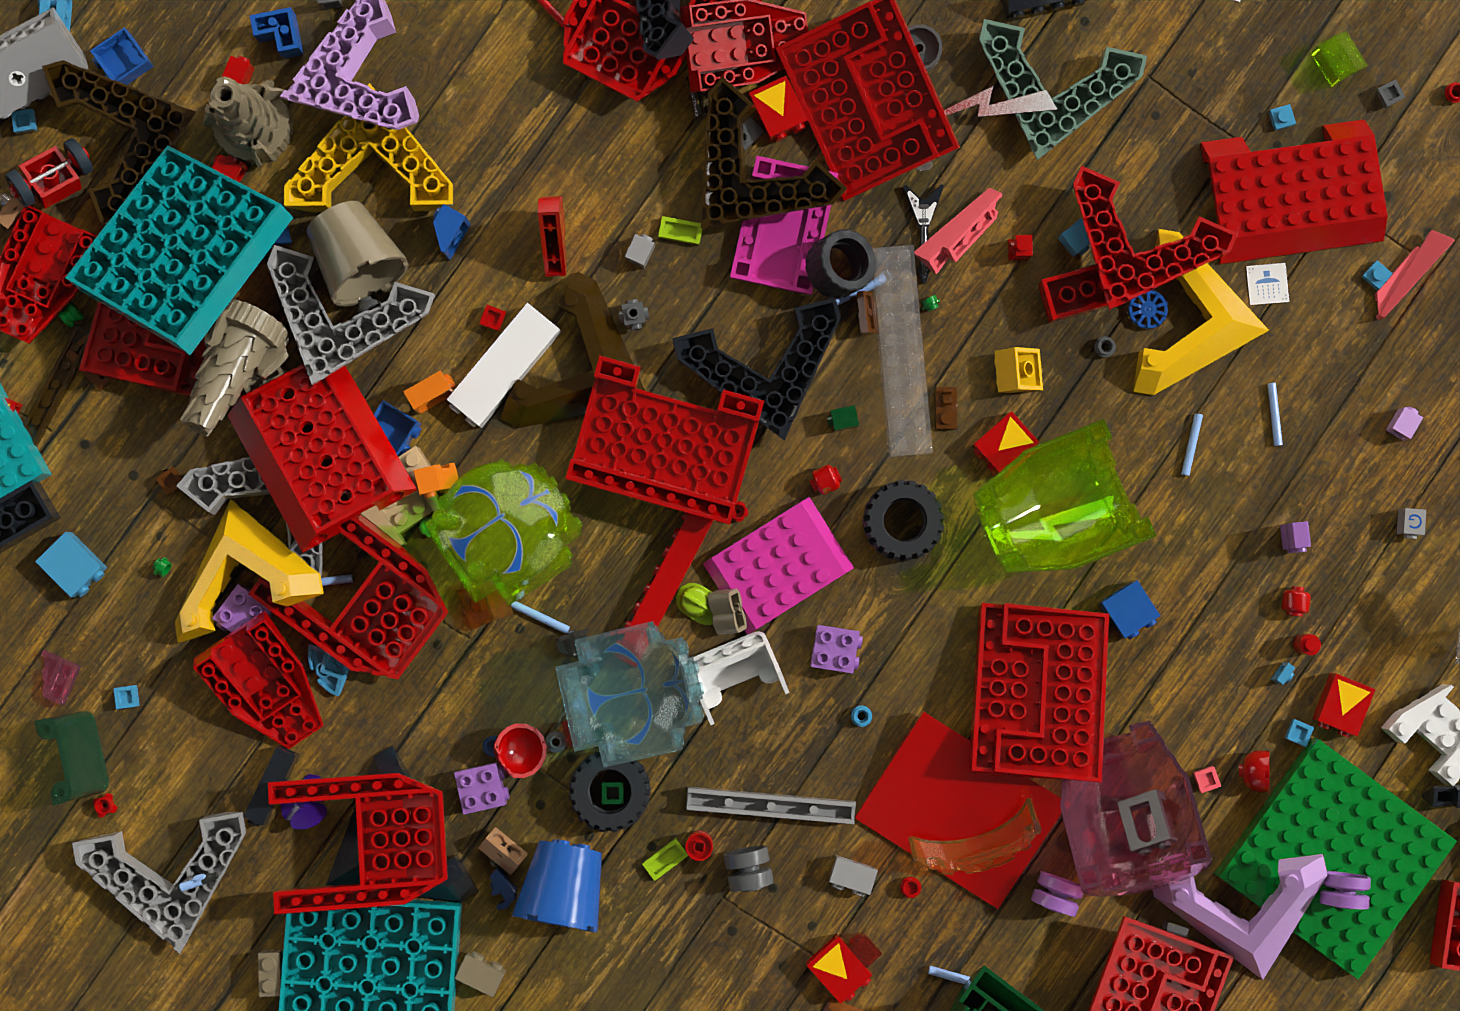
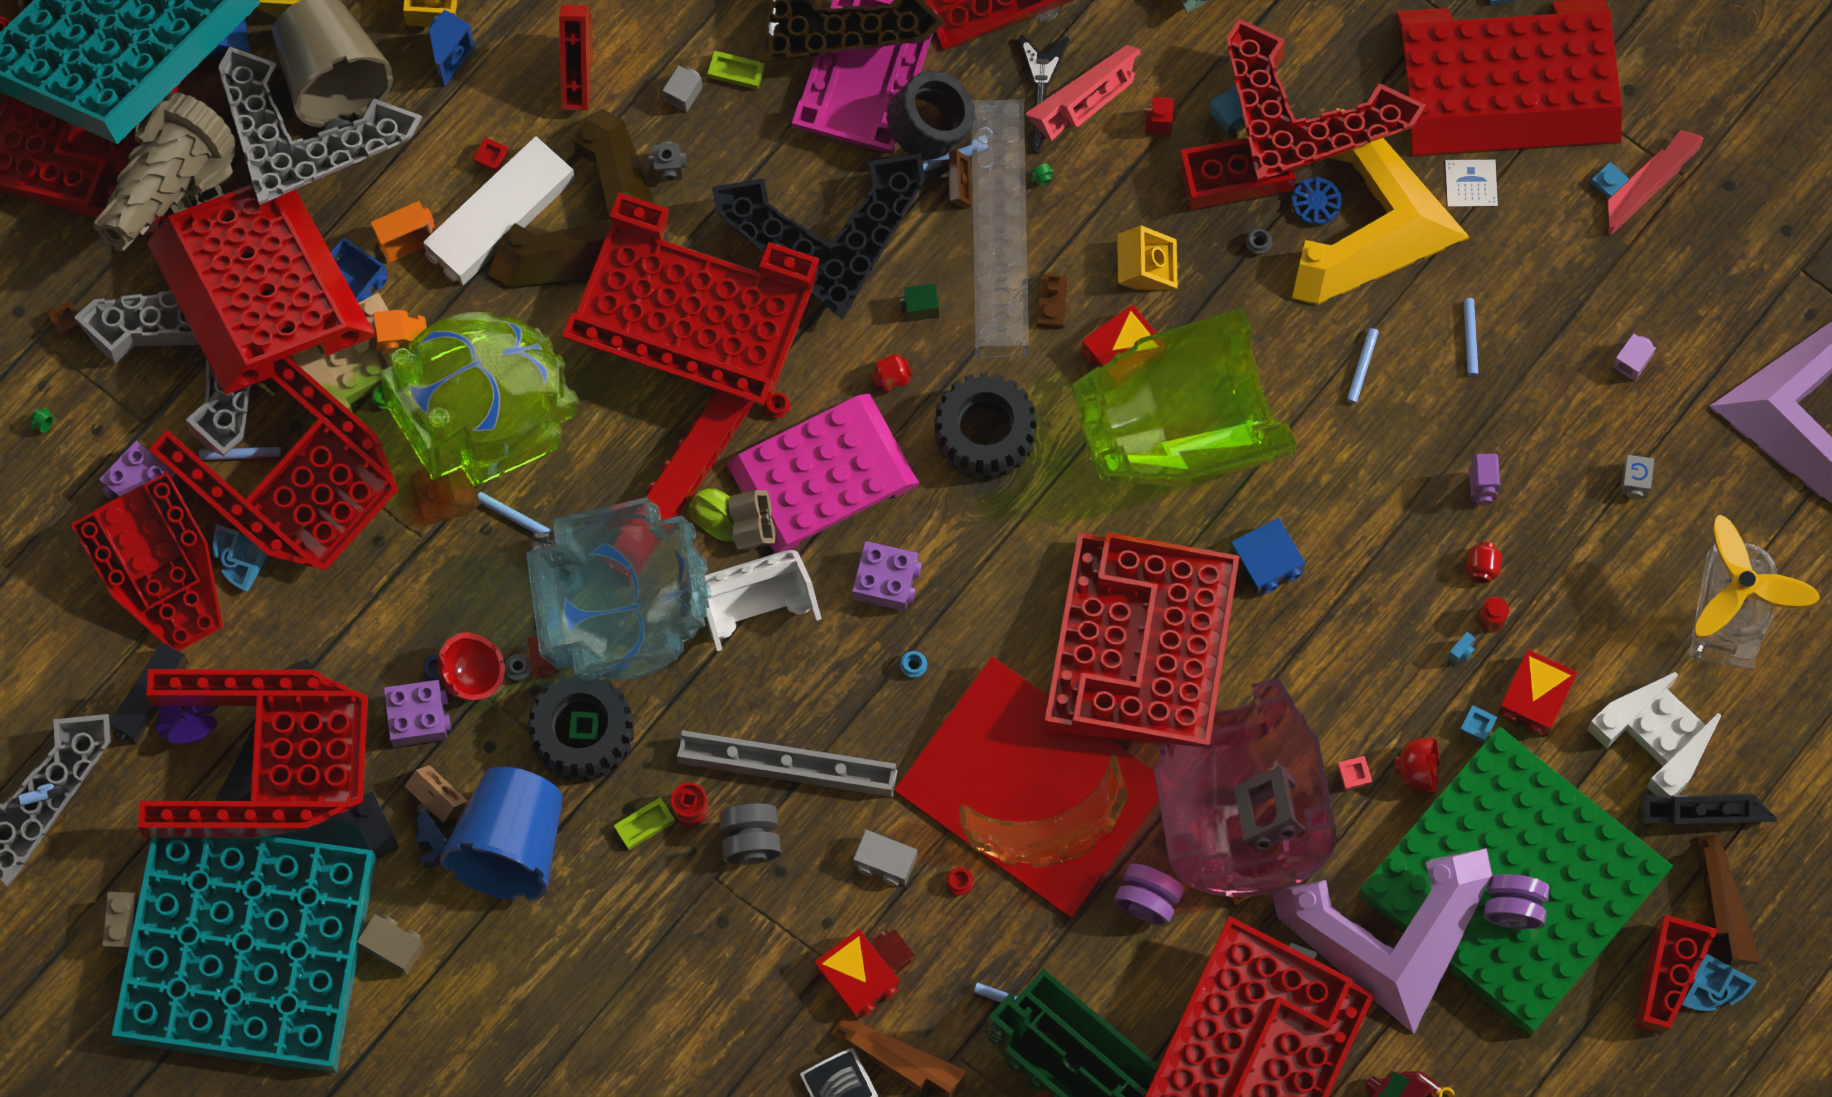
camera: 10 degrees right, 15 degrees down
(251, 544) = (151, 391): yellow wedge -> none

